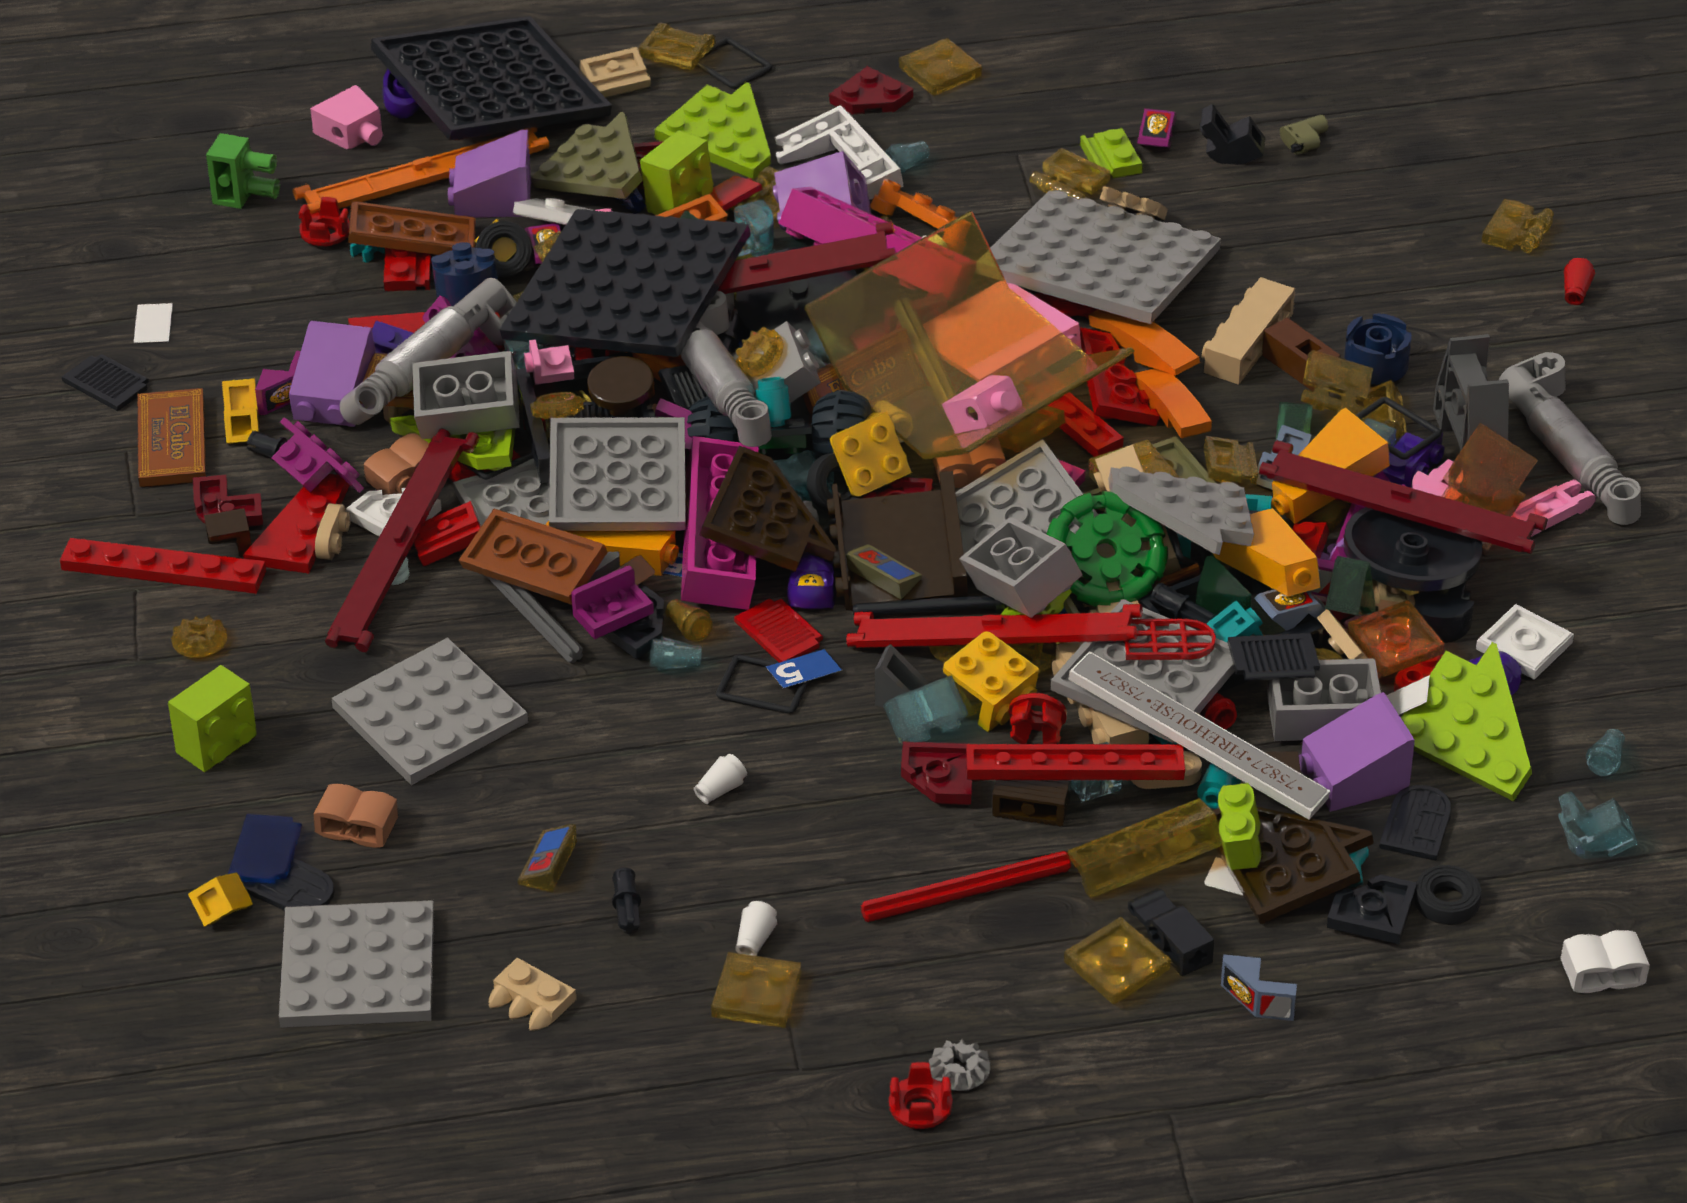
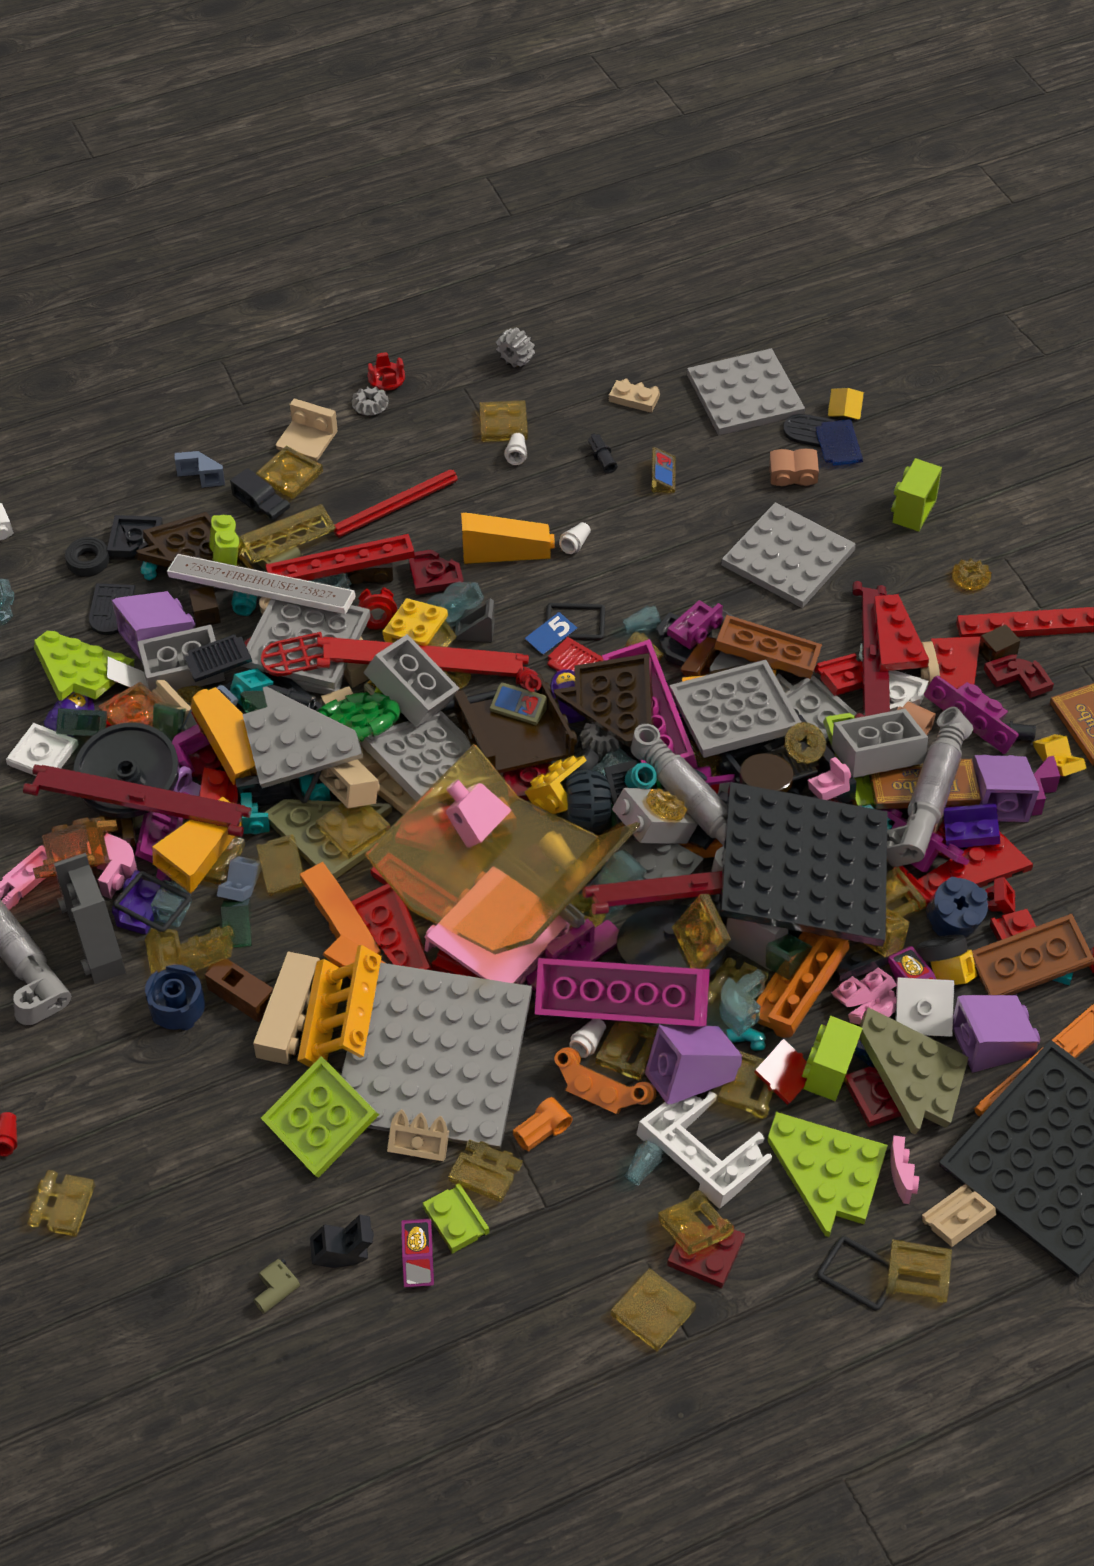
camera: 165 degrees right, 10 degrees up
(356, 548) = (896, 636): none -> red wing
(406, 294) = (1003, 896): none -> red tile
(651, 110) = (901, 1171): none -> bright pink slope
(695, 1081) = (515, 347): none -> light grey gear
(768, 233) = (701, 932): none -> clear yellow plate
(827, 778) = (503, 539): none -> light orange slope
(861, 577) = (529, 679): none -> red pin
(884, 97) = (689, 1229): none -> clear yellow plate
(992, 200) = (547, 1120): none -> orange piece
(1074, 1016) = (310, 429): none -> tan bracket
(1217, 299) = (323, 1005): none -> light orange fence
(1233, 227) = (320, 1116): none -> lime plate
(1463, 638) = (80, 722): none -> clear green slope

